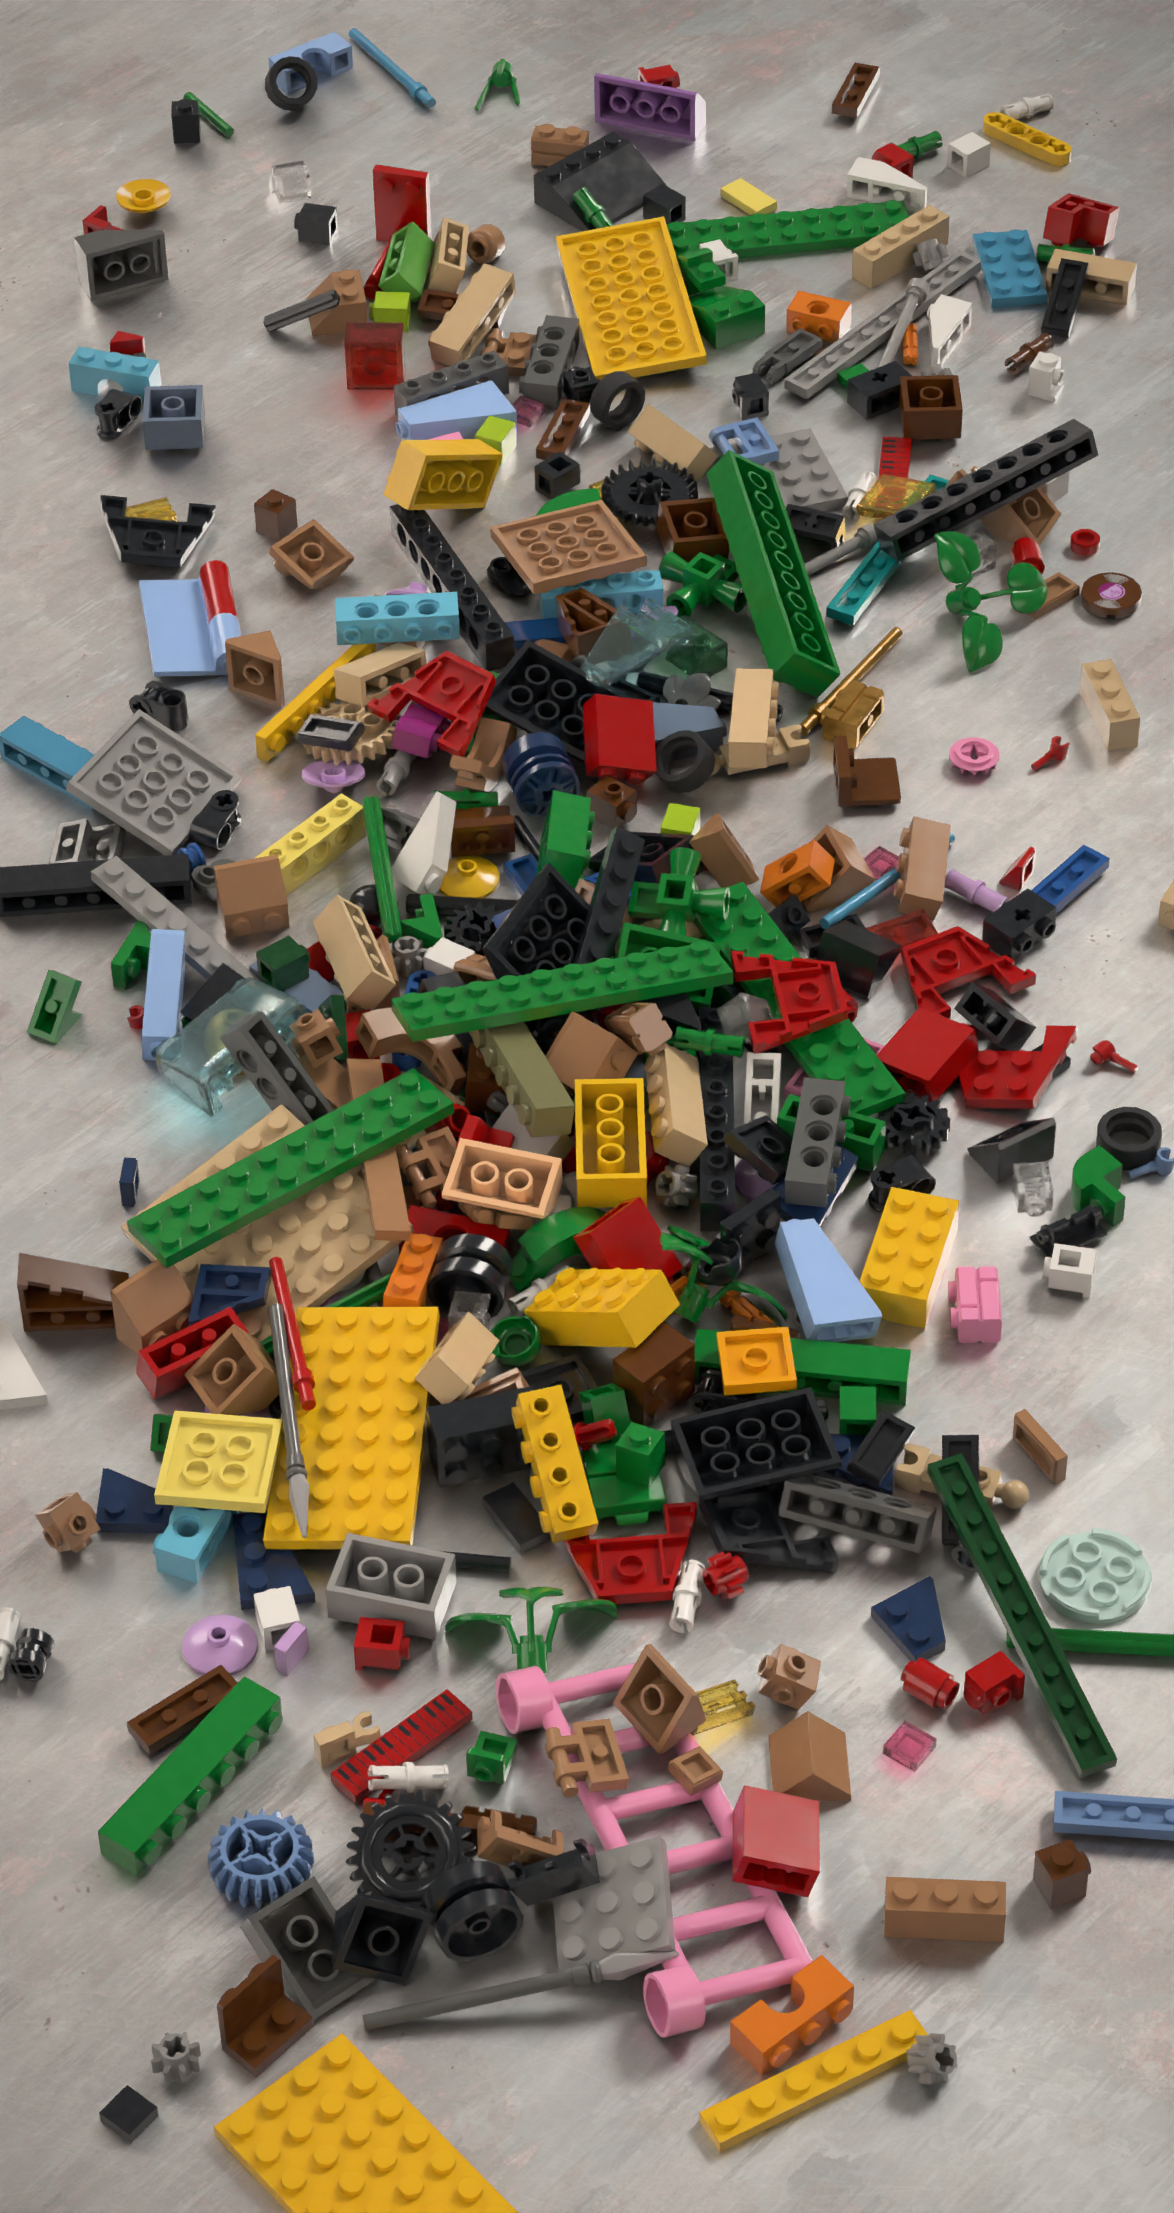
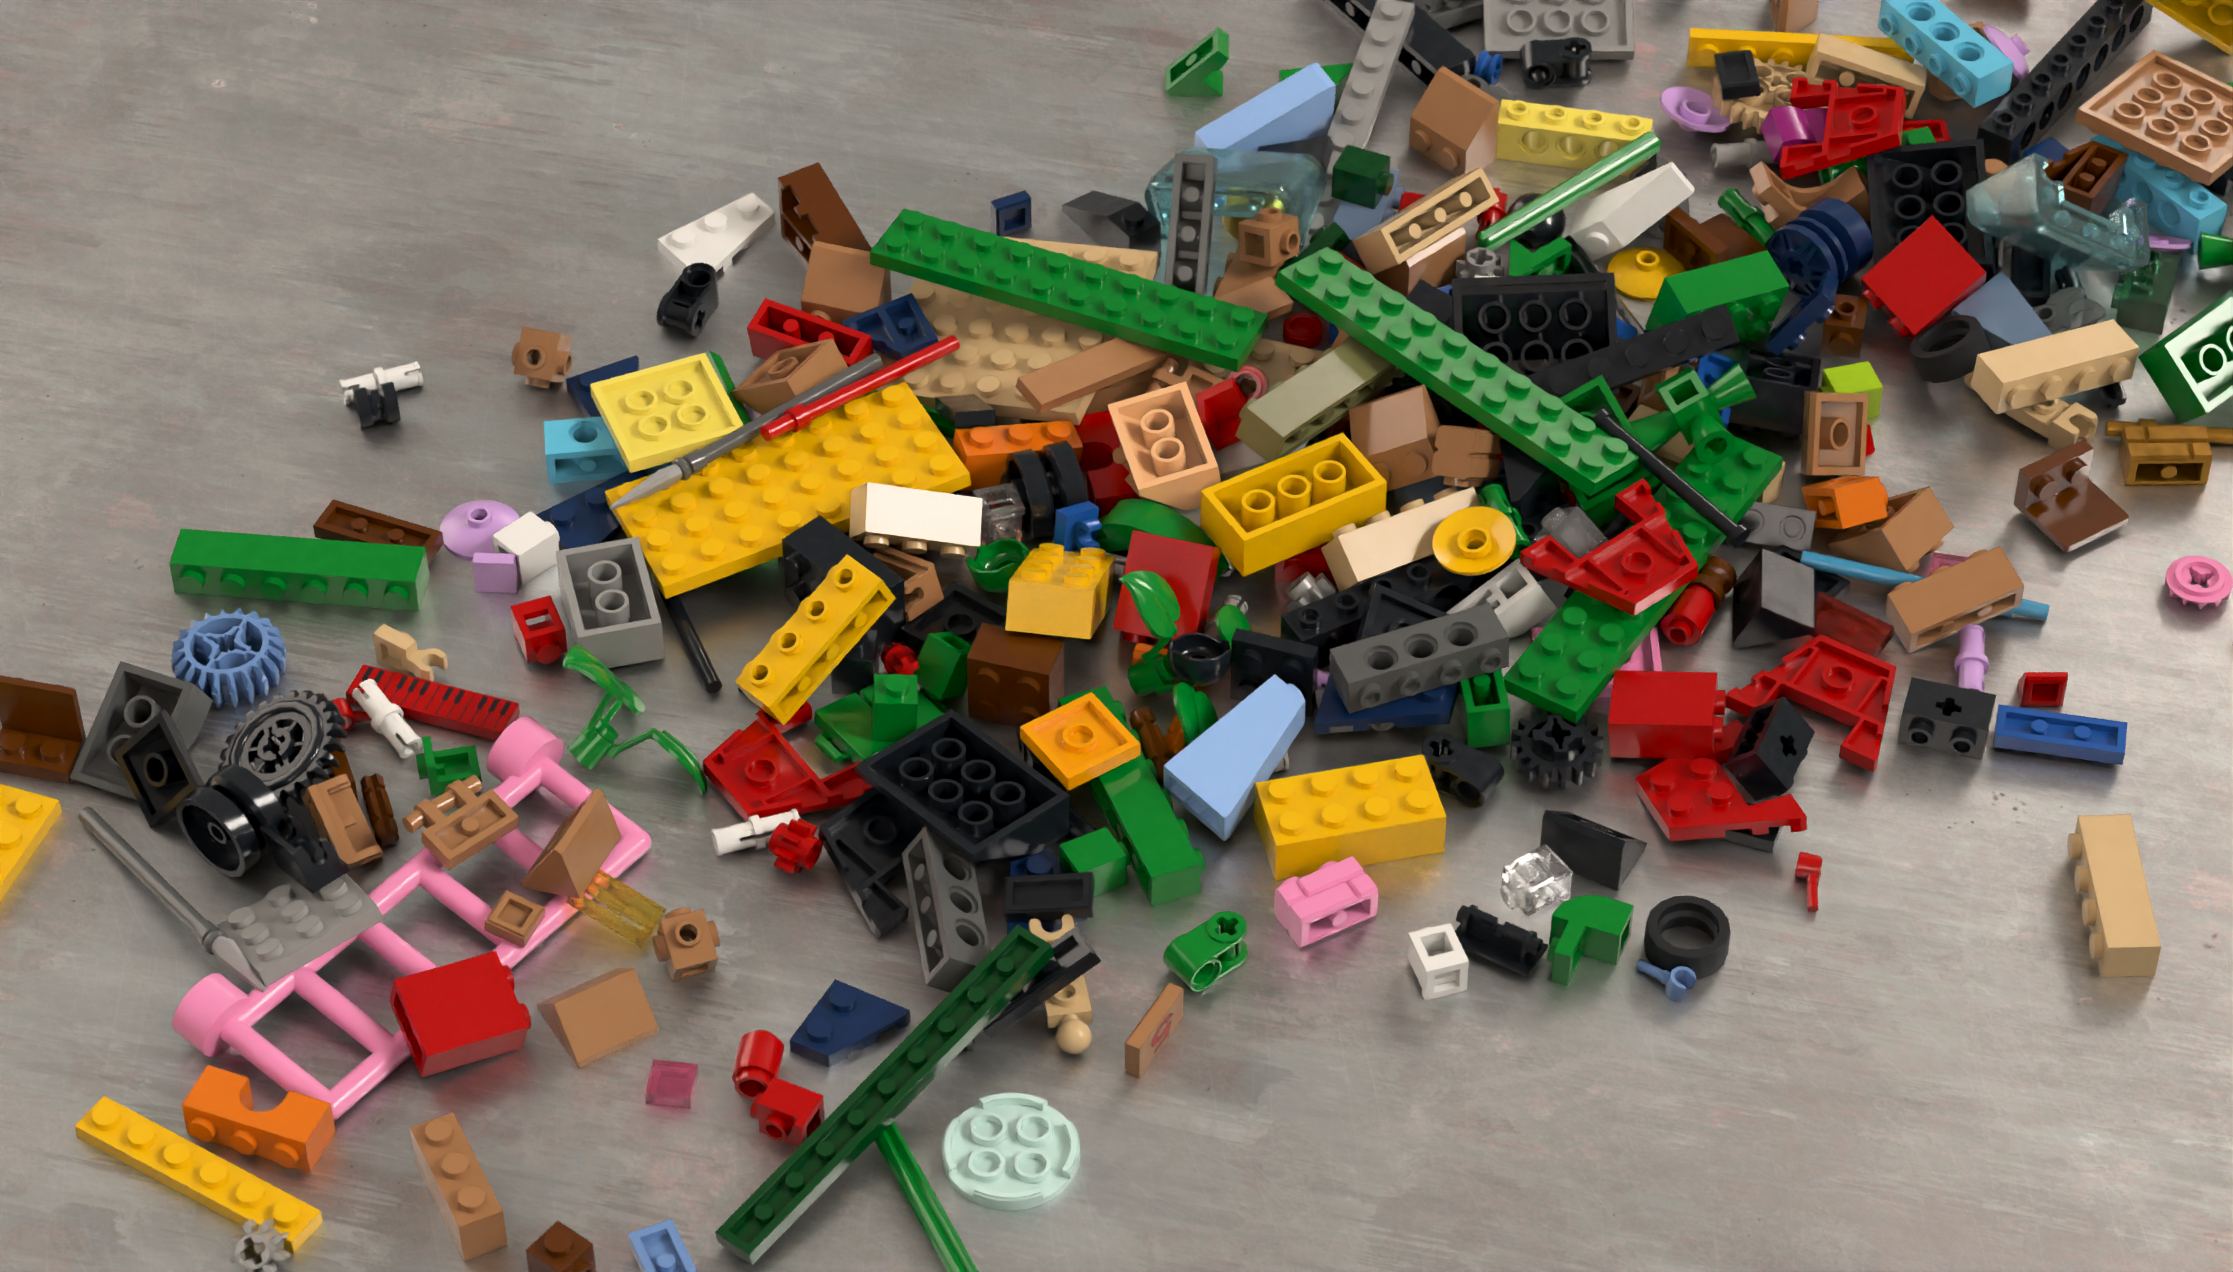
camera: 60 degrees right, 0 degrees up
(70, 1408) = (690, 299): none -> black piece
(189, 1128) = (1115, 221): none -> black slope
(360, 1284) = (965, 410): none -> black tile
(528, 1276) = (1077, 526): none -> blue tile
(606, 803) = (1815, 307): none -> dark blue wing
(724, 1051) = (1469, 529): none -> yellow dish
(804, 935) = (1735, 533): none -> black bar
(984, 1385) = (1205, 955): none -> green piece

